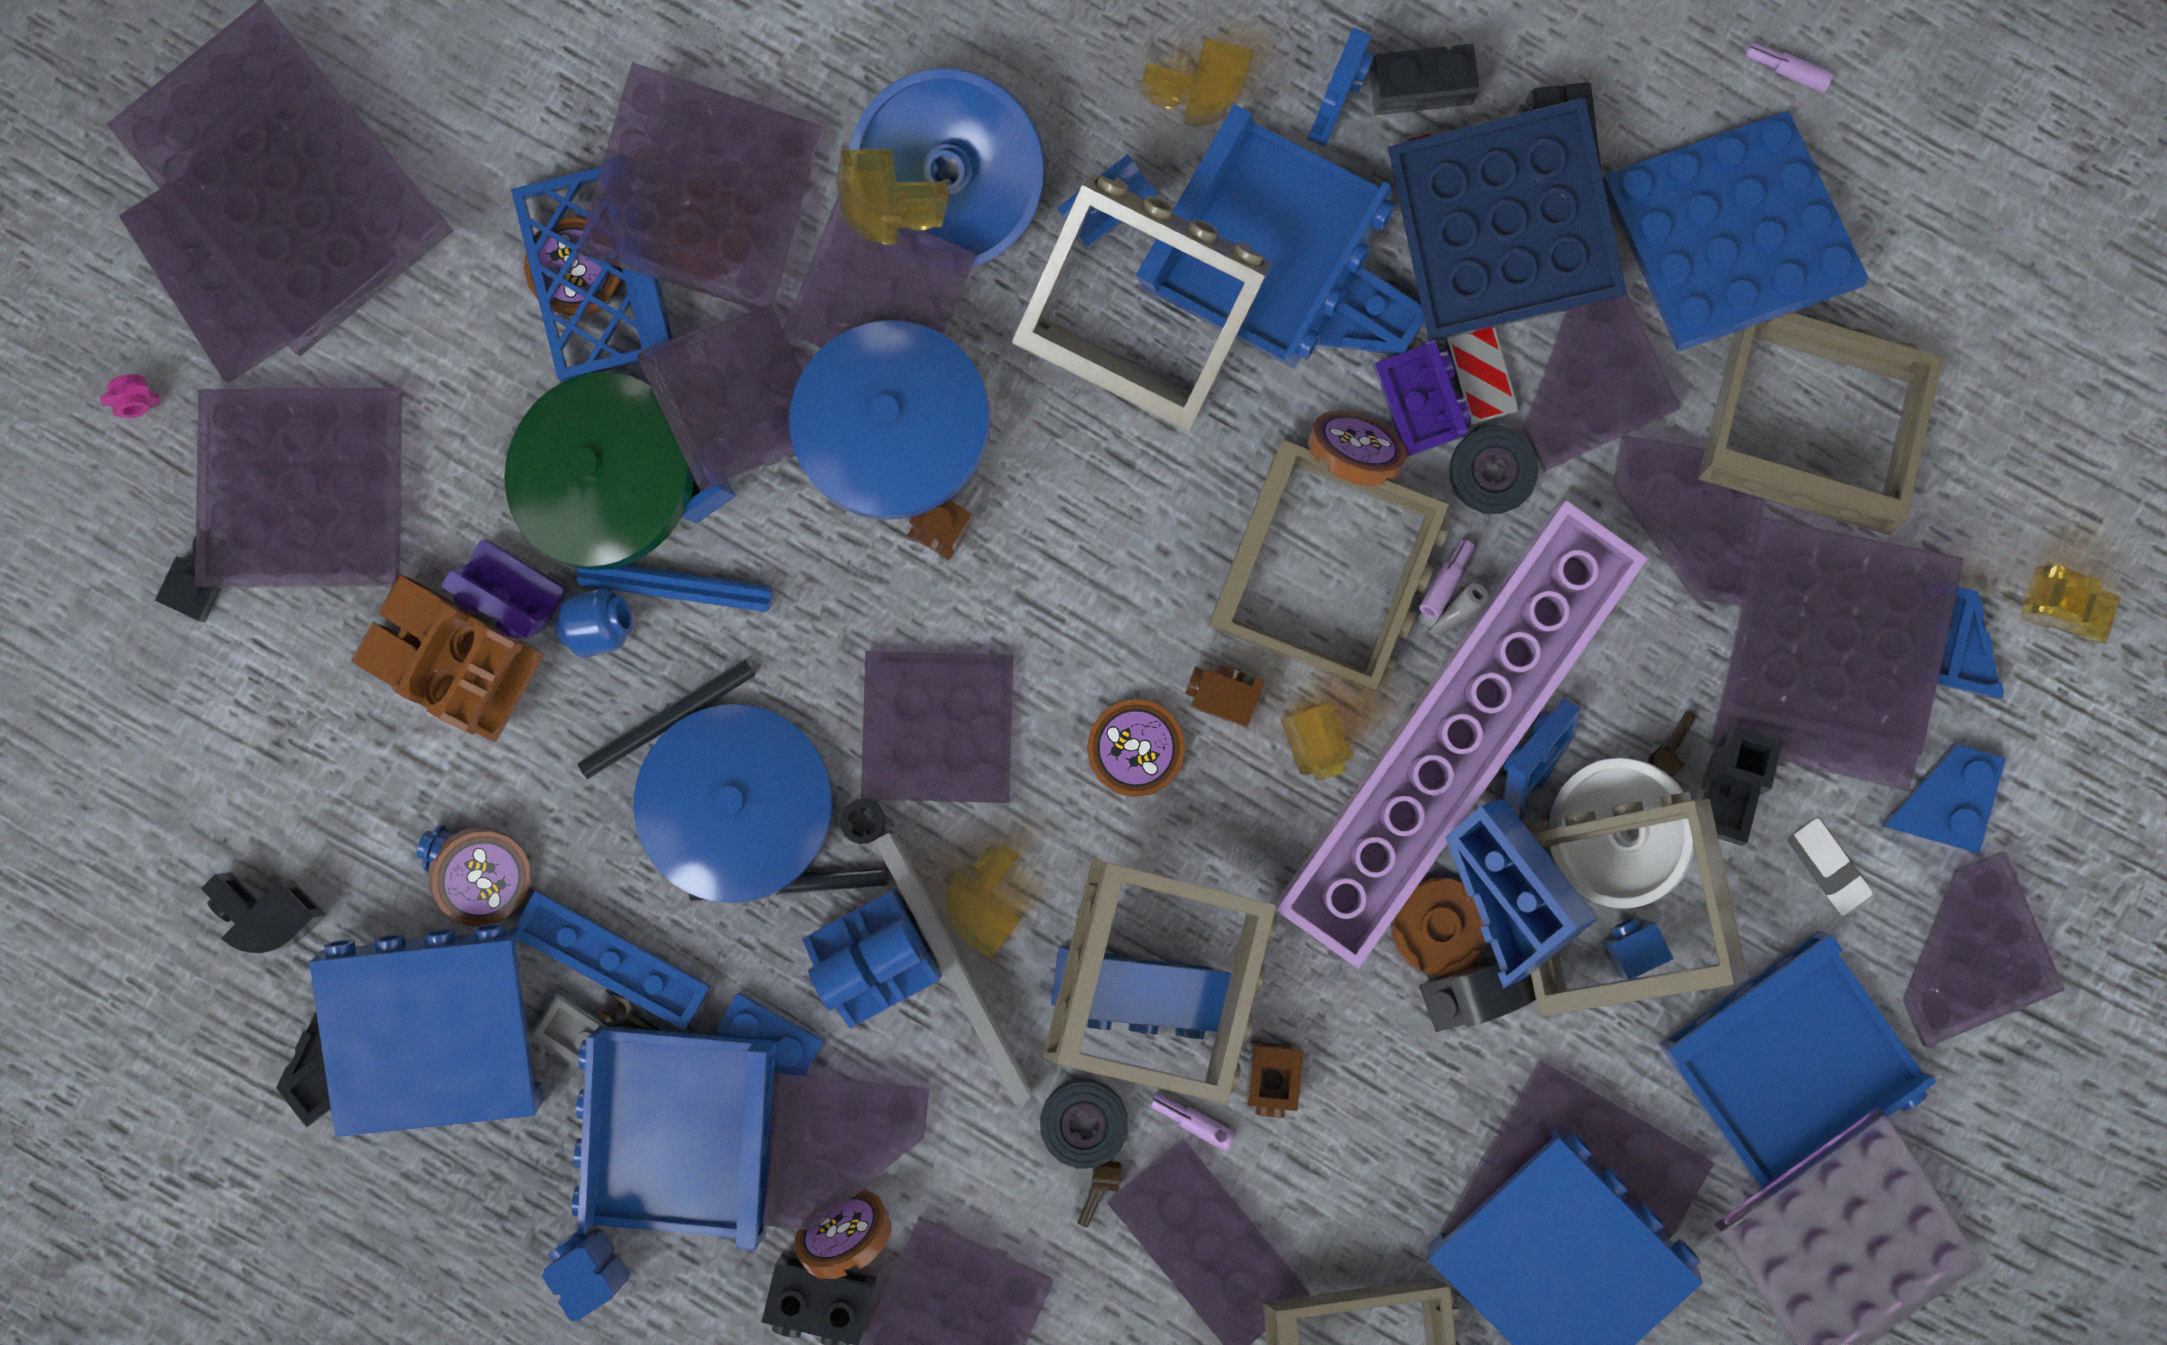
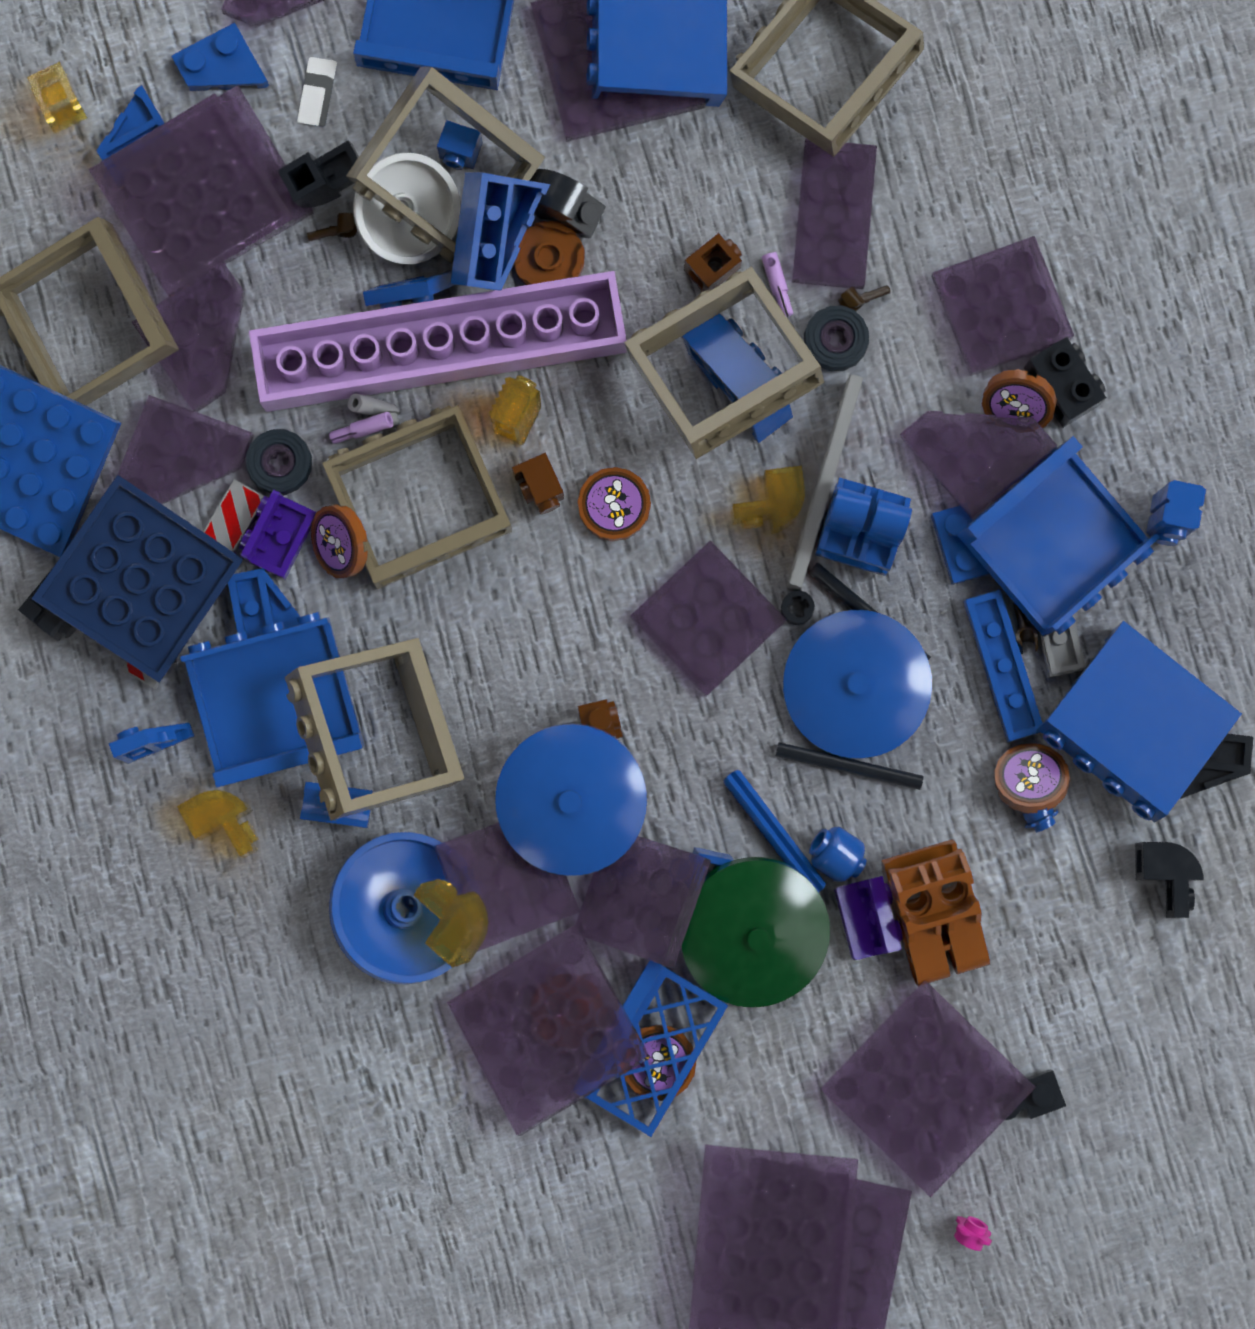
camera: 140 degrees left, 5 degrees down
(1423, 79) = (101, 700): black brick -> none

